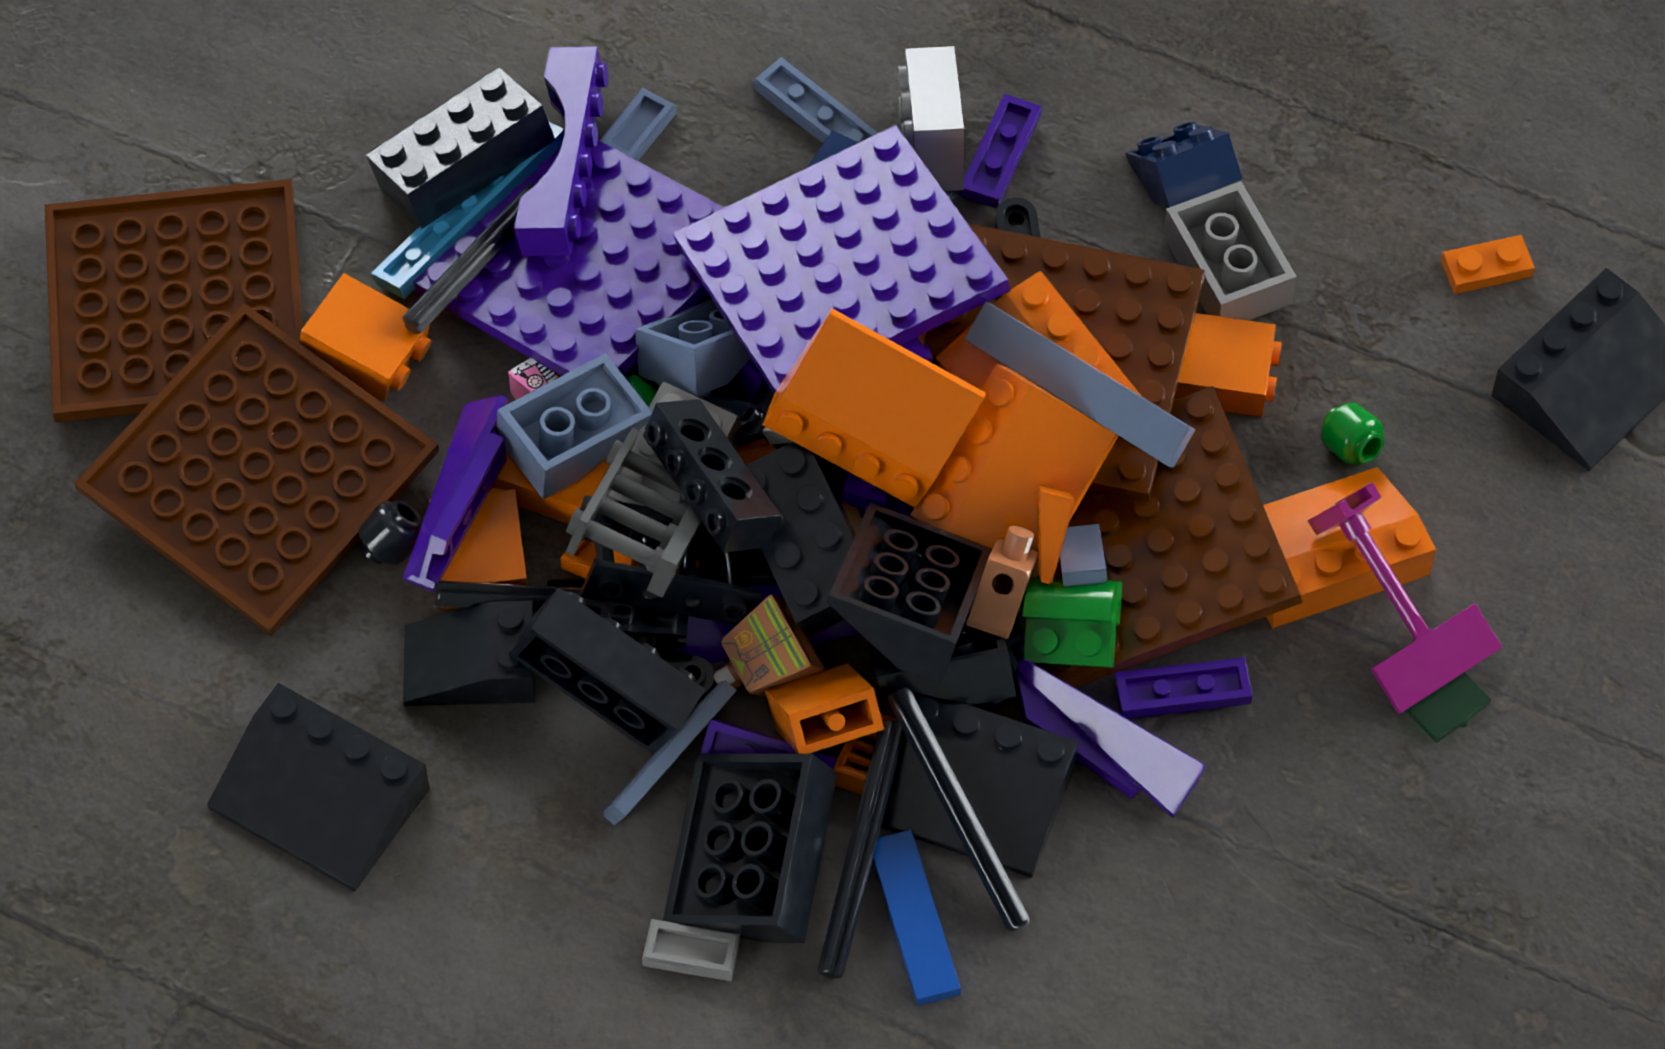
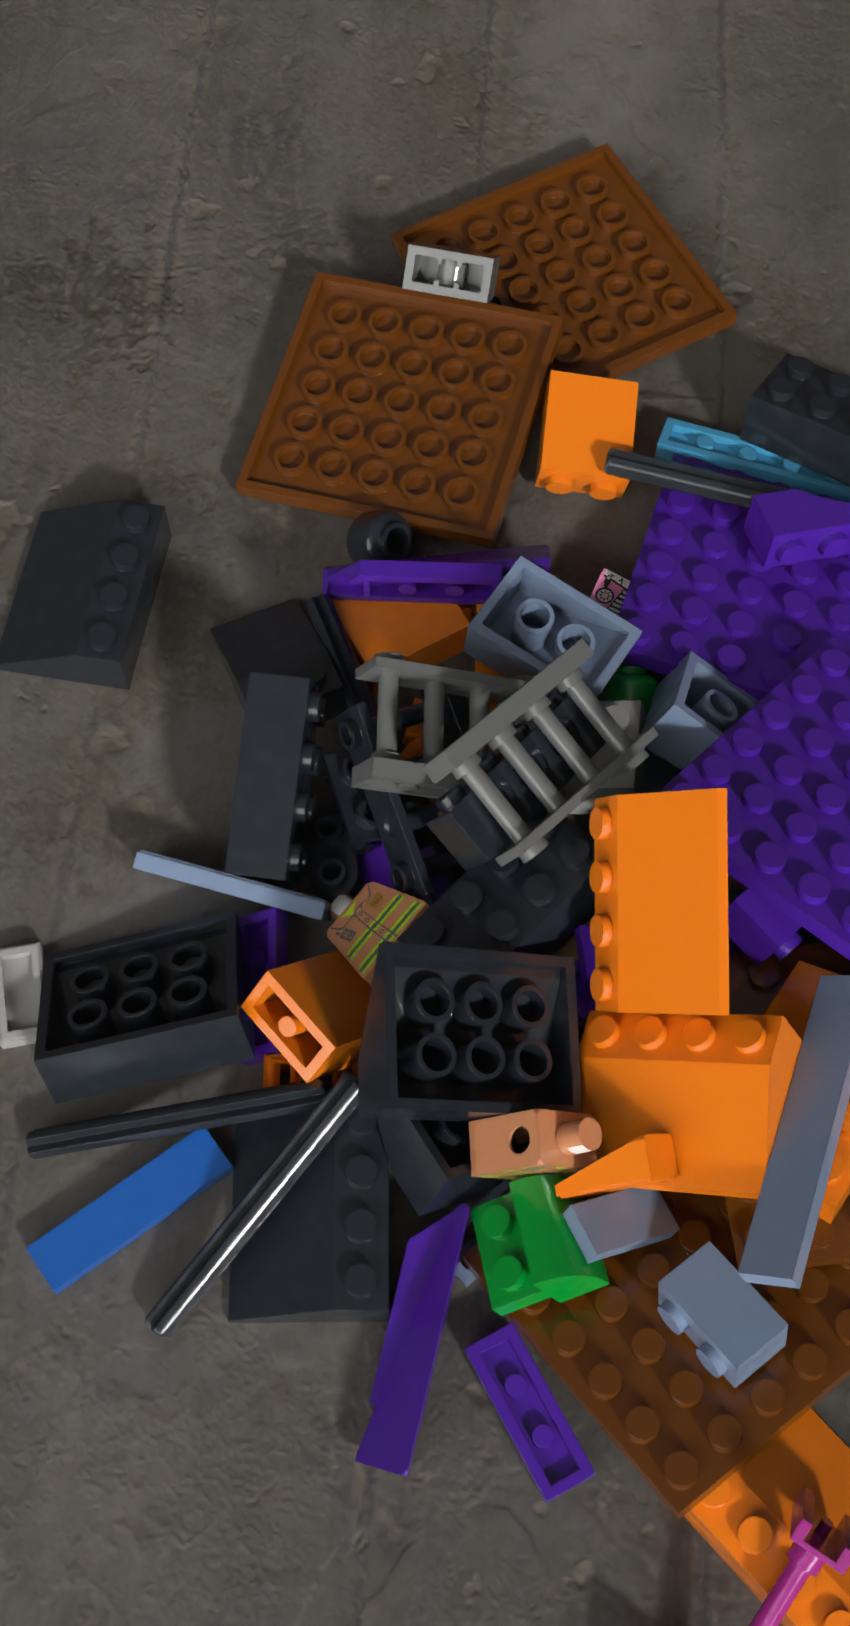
camera: 70 degrees right, 5 degrees up
(145, 371) = (451, 272): none -> brick
(684, 466) = (498, 732): none -> dark grey fence
(1176, 513) = (720, 1315): none -> sand blue brick

